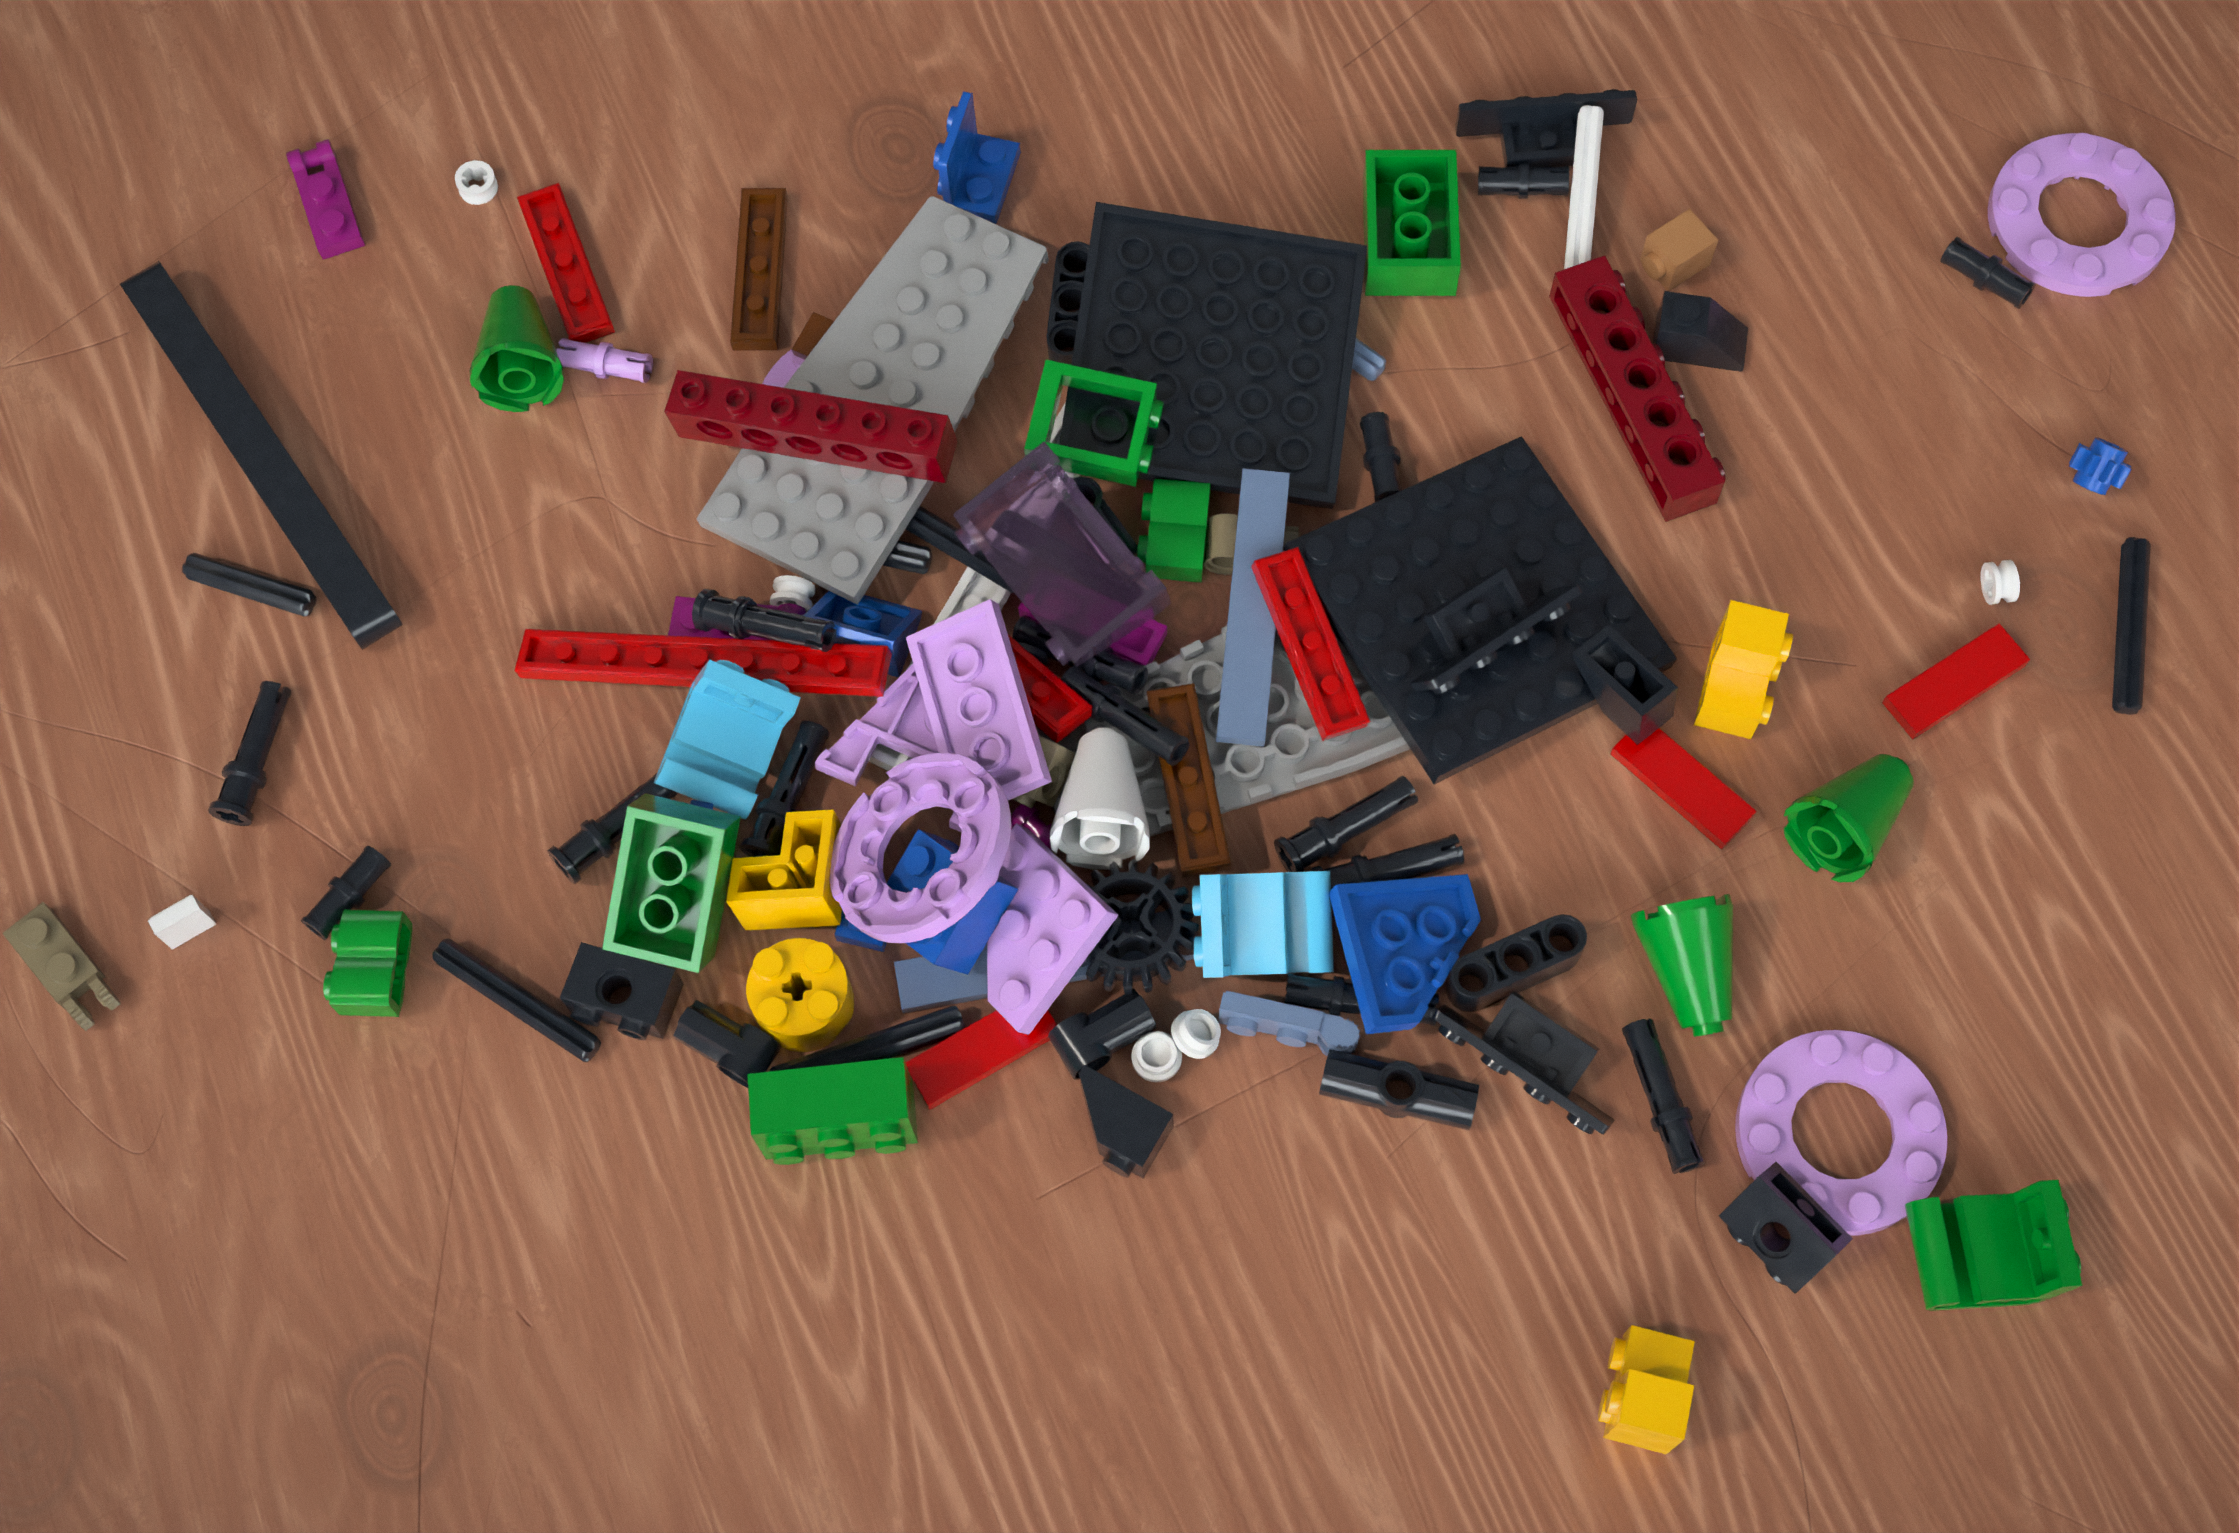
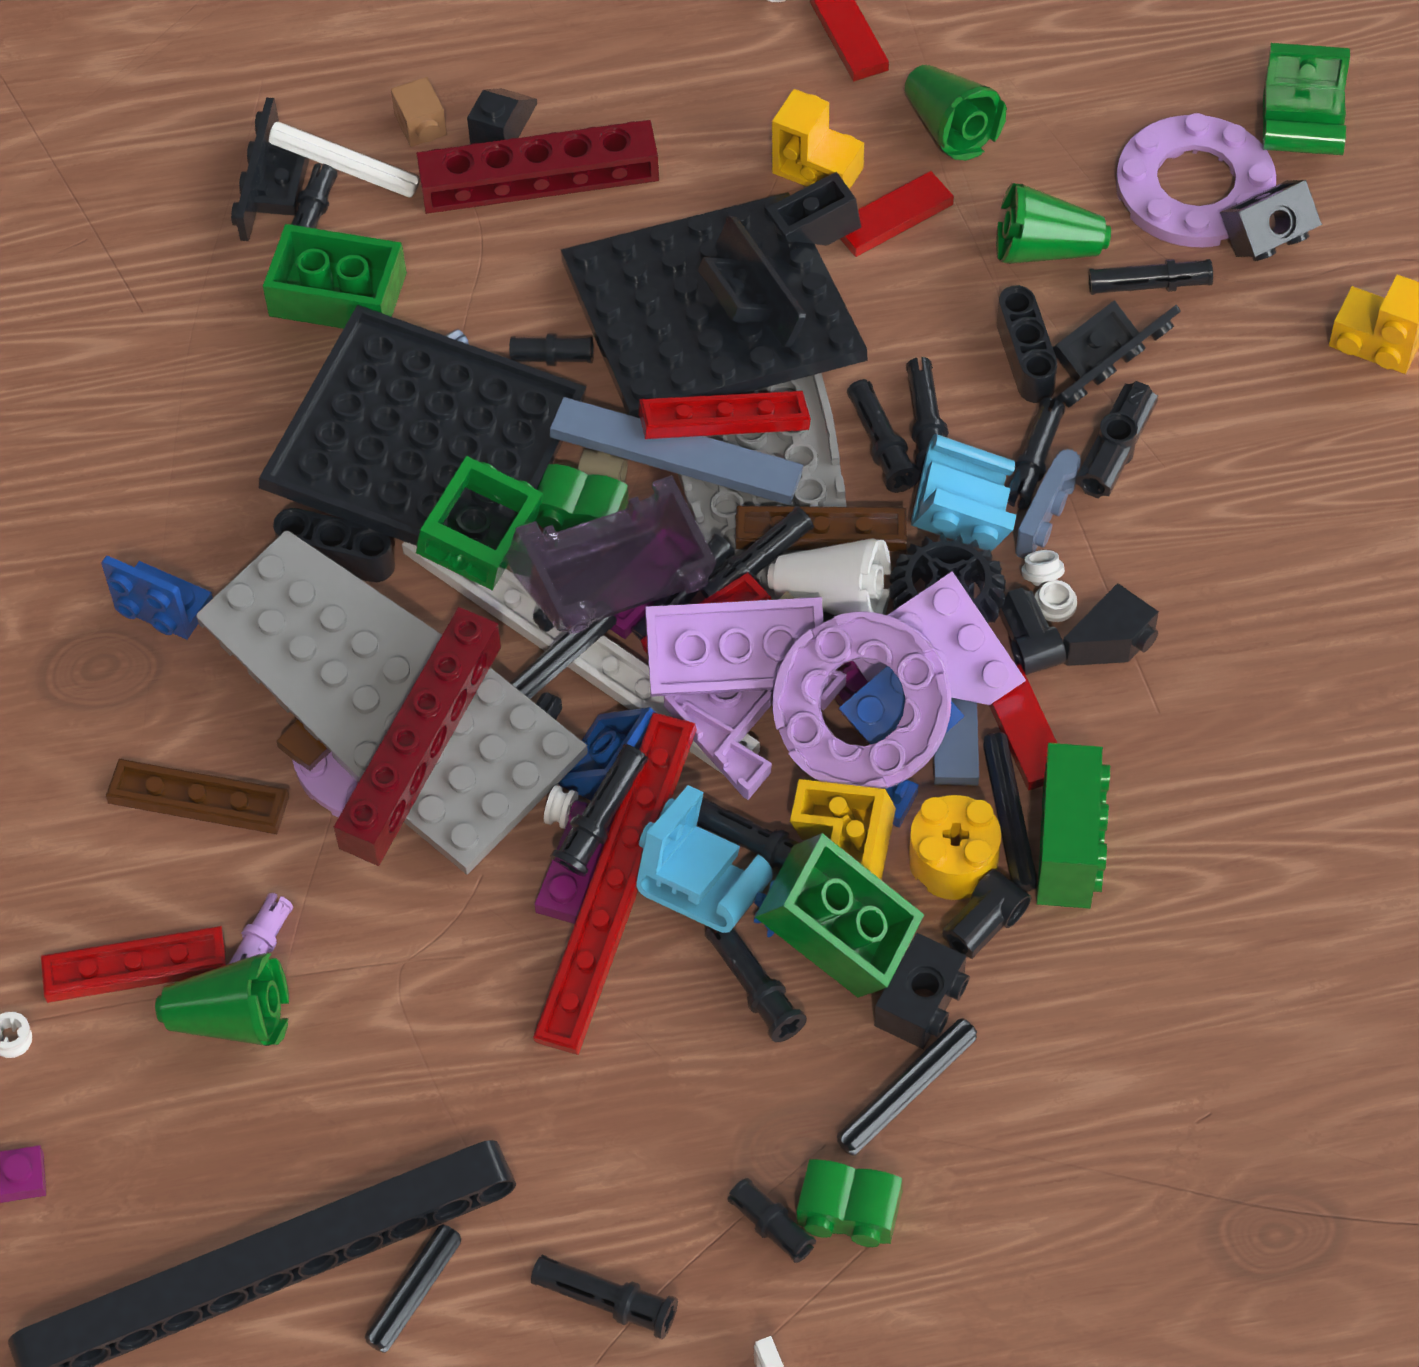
camera: 80 degrees left, 10 degrees down
(1402, 943) = (1000, 407): blue plate -> none

